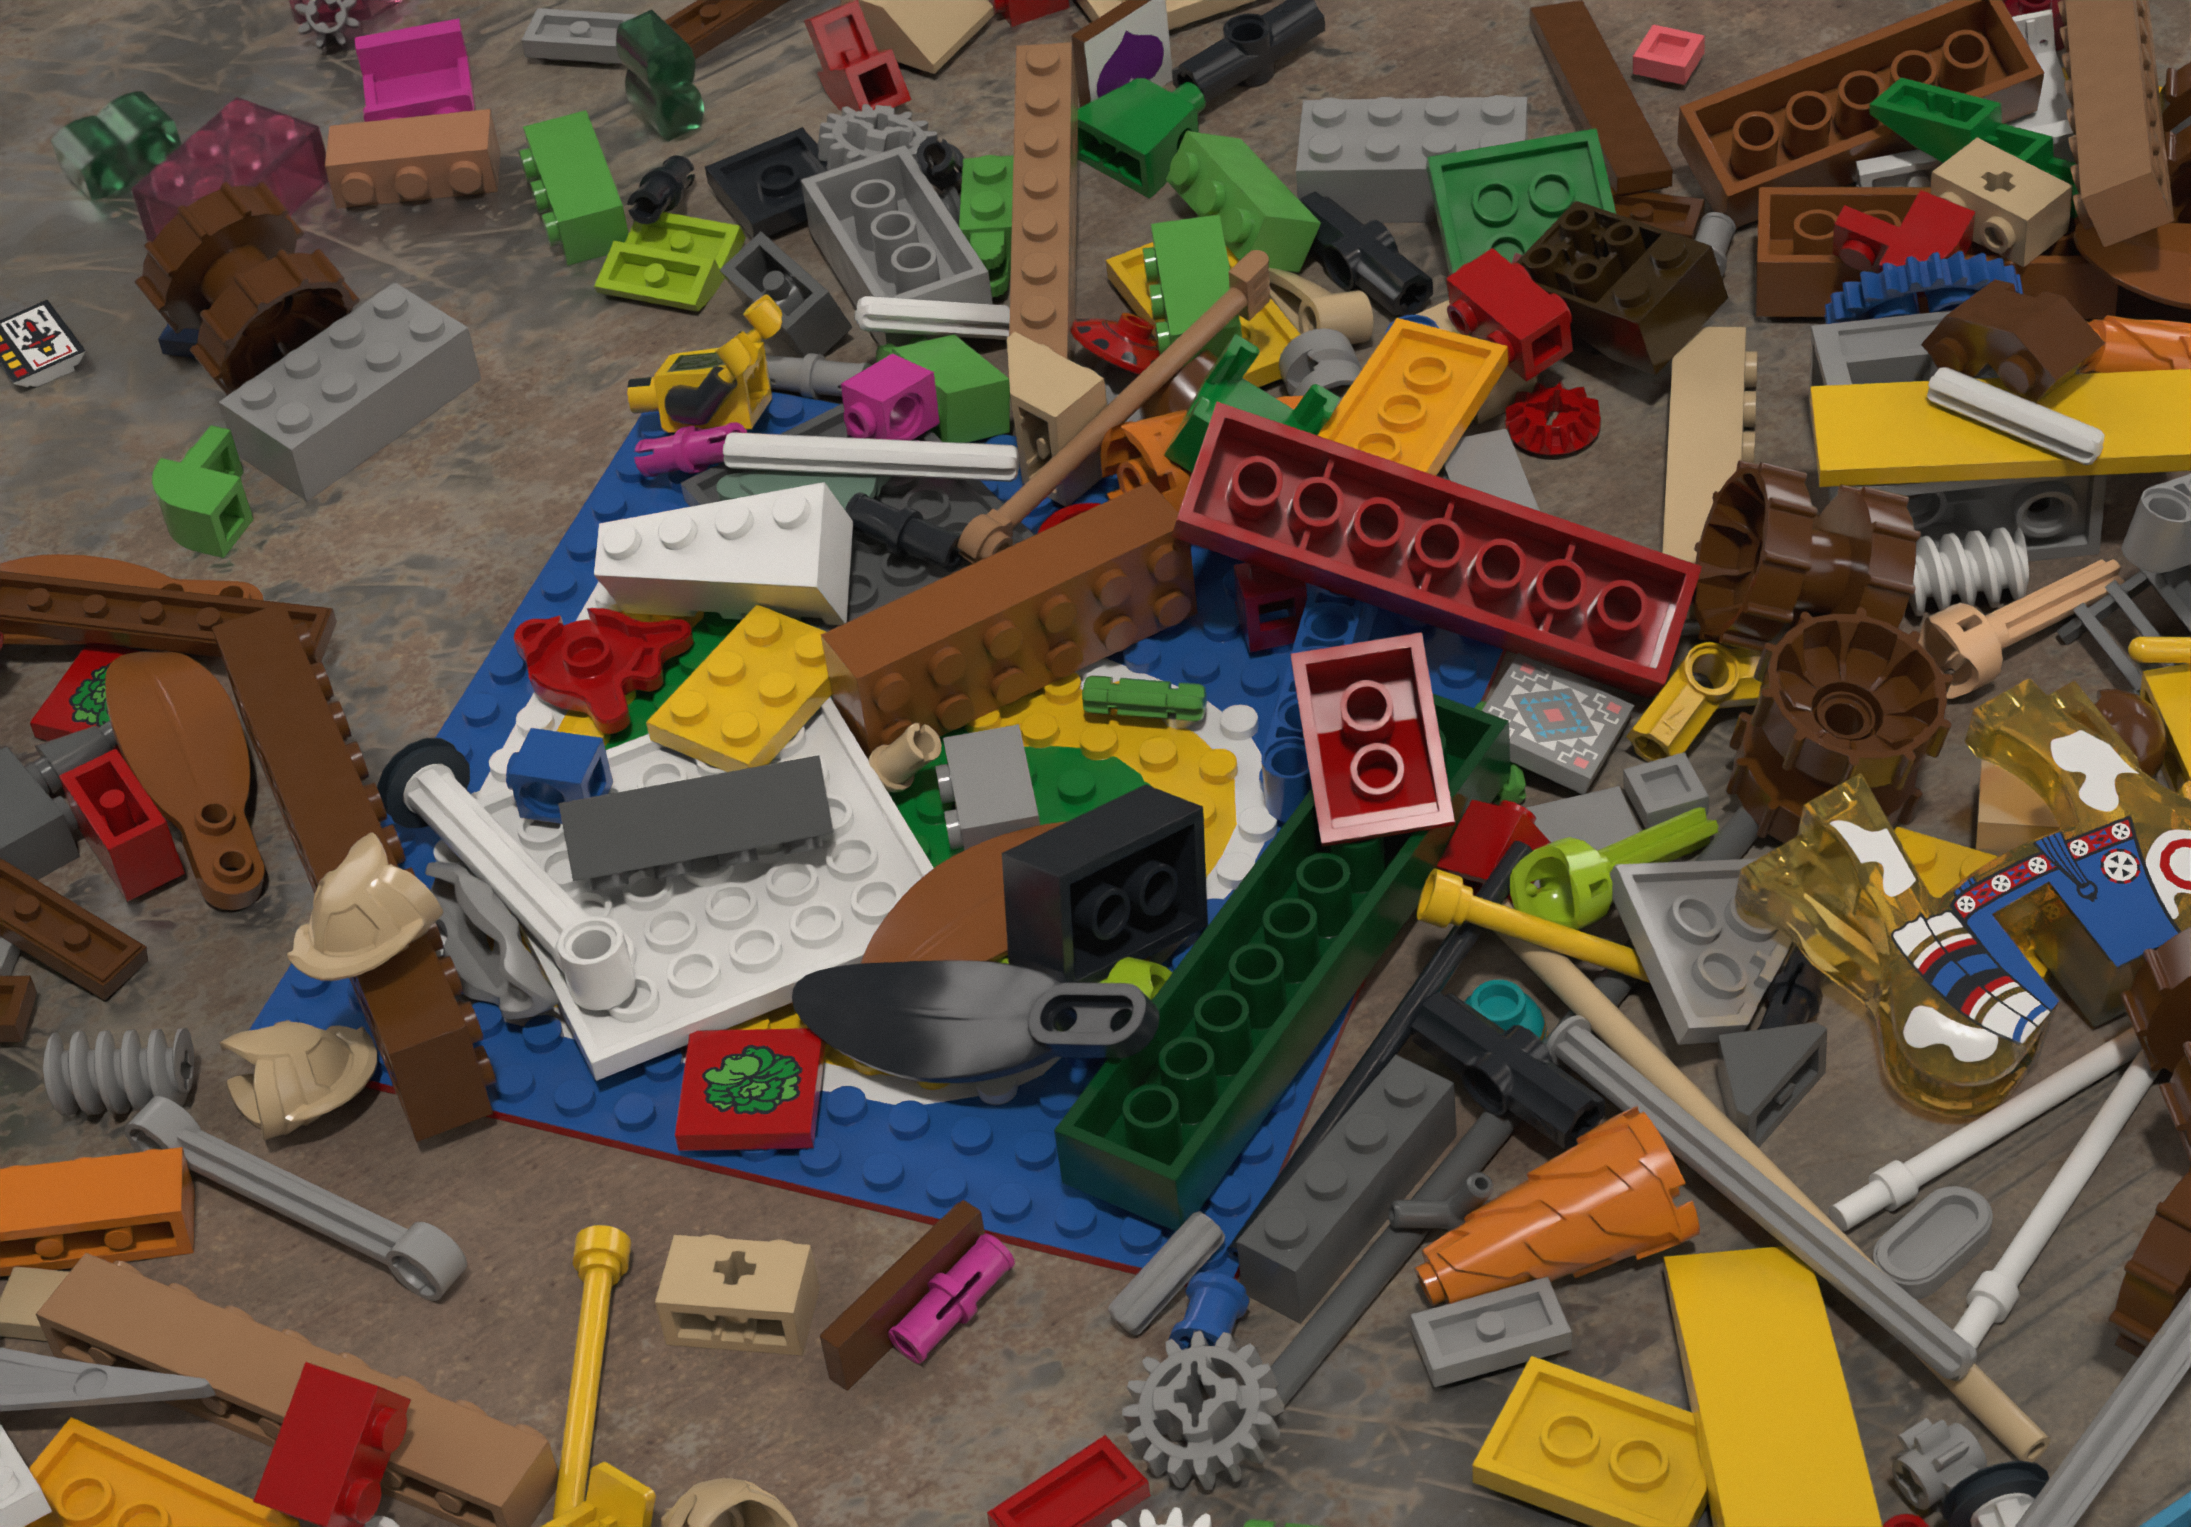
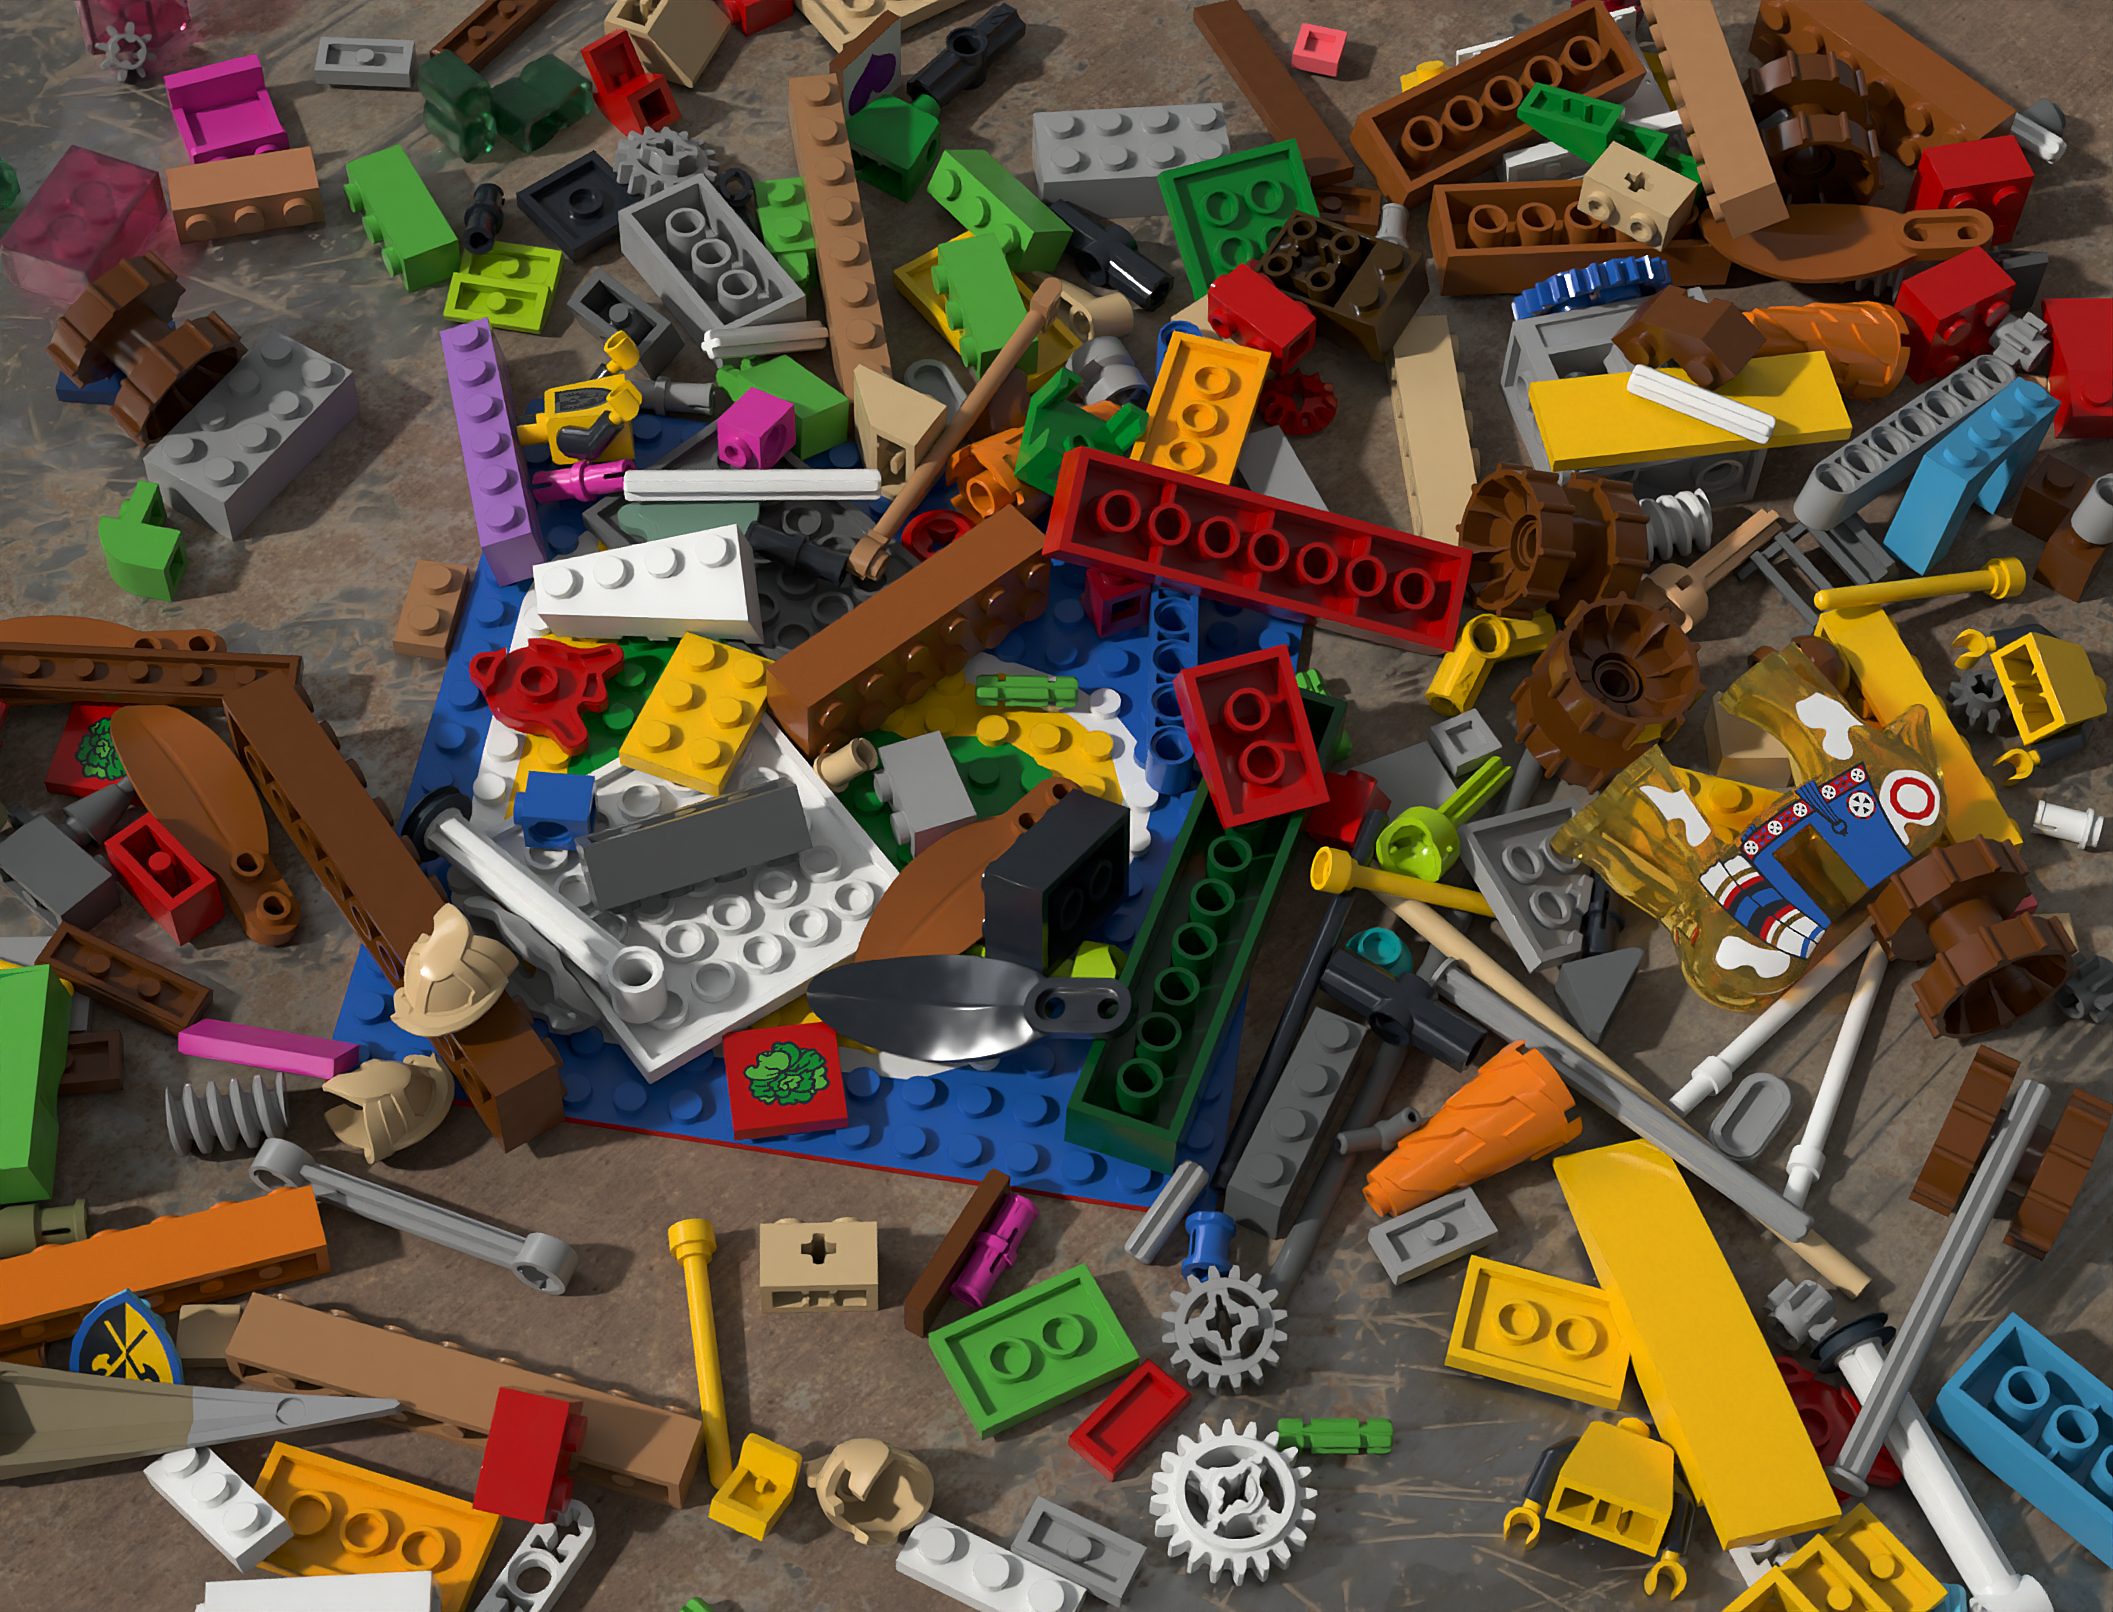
camera: 20 degrees left, 10 degrees up
(179, 1006) = (268, 1048): none -> dark pink tile
(498, 579) = (431, 609): none -> medium nougat plate
(596, 429) = (492, 451): none -> medium lavender brick
(757, 80) = (540, 102): none -> clear green brick
(968, 1413) = (1033, 1351): none -> bright green plate
(1119, 342) = (931, 355): red dish -> none
(1557, 722) = (1374, 684): light grey tile -> none
(1927, 228) = (1585, 241): red brick -> none

